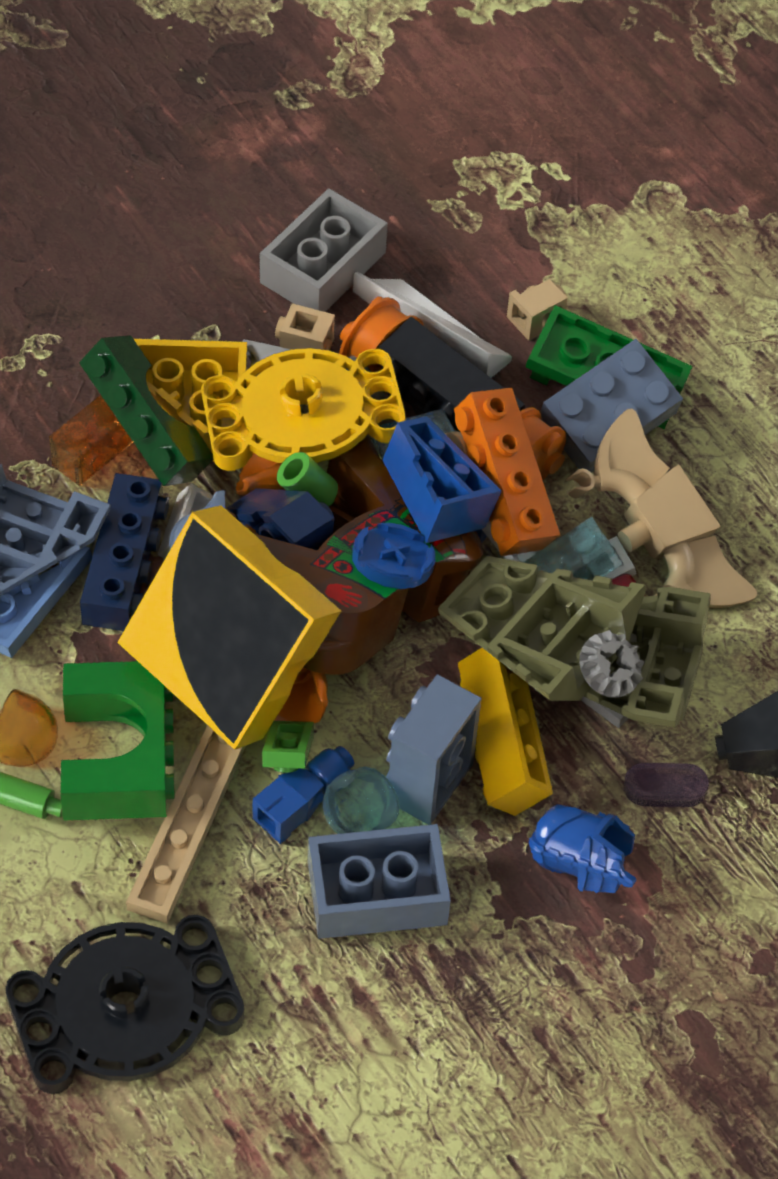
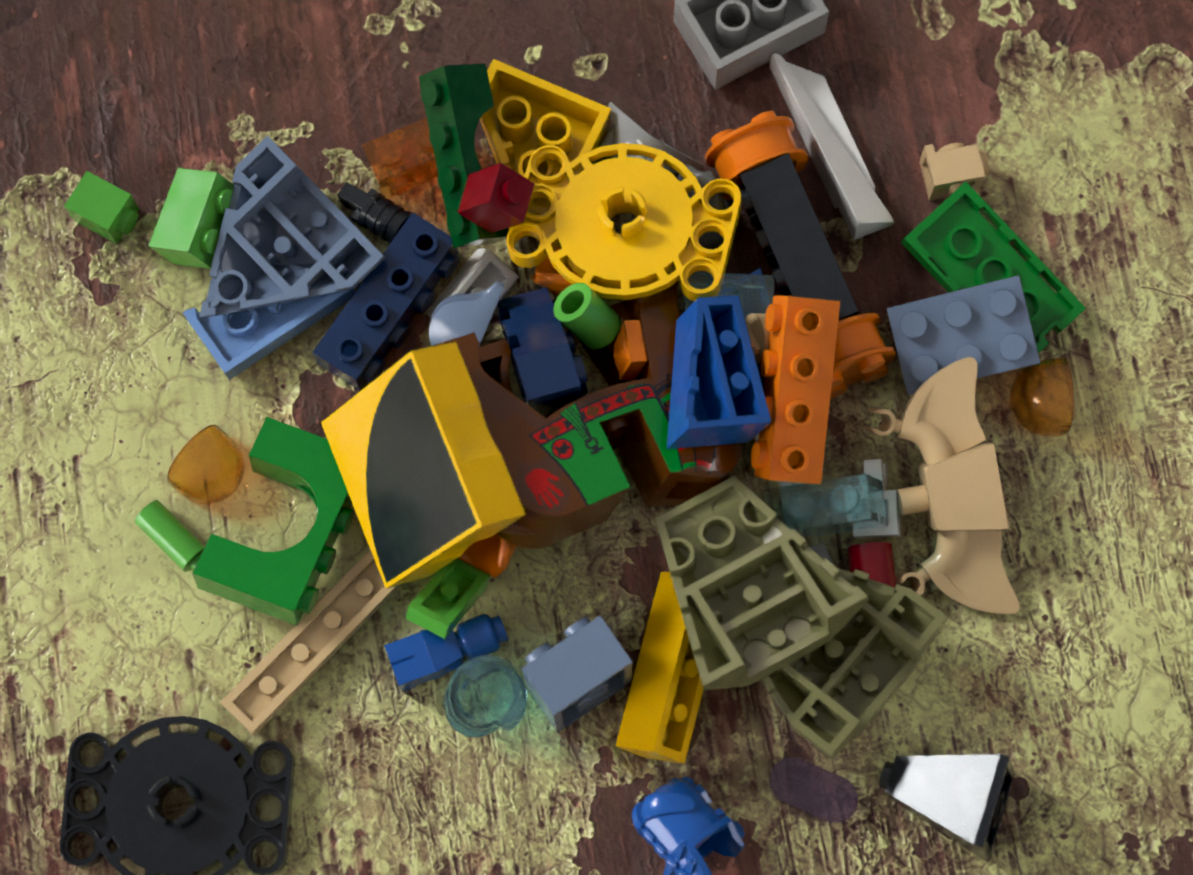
camera: 30 degrees right, 20 degrees up
(63, 486) = (373, 211): none -> black hinge
(190, 421) = (496, 198): none -> dark red brick
(305, 329) = (689, 94): tan brick -> none
(352, 496) = (630, 350): none -> orange tile
(378, 881) = (466, 785): sand blue brick -> none
(393, 556) = (623, 454): blue tile -> none
(596, 668) = (774, 666): light grey gear -> none
(696, 437) = (1044, 397): none -> clear orange helmet

